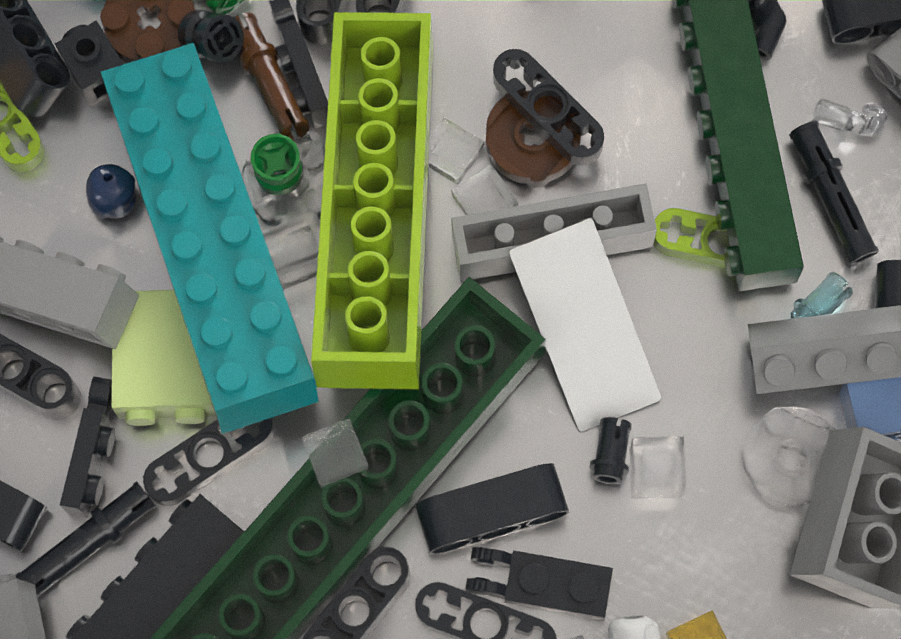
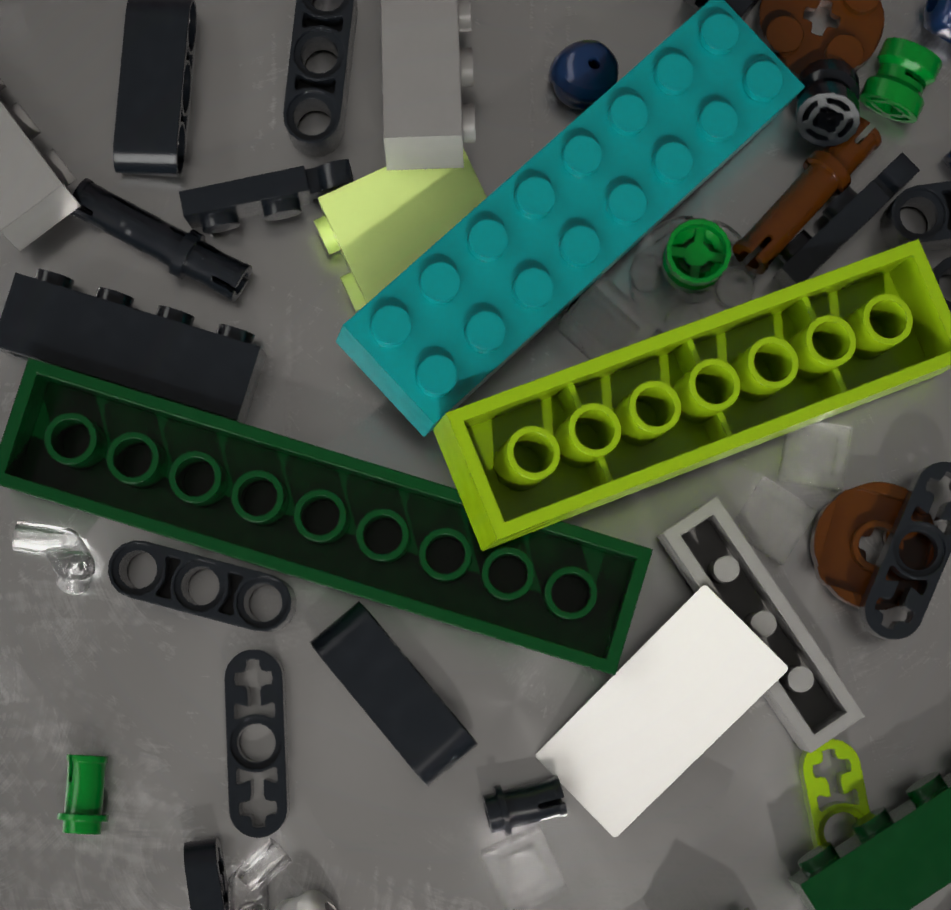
camera: 65 degrees right, 10 degrees up
(184, 485) = (273, 322): black beam -> none
(335, 452) = (366, 484): clear tile -> none
(545, 582) = (335, 793): black hinge -> none

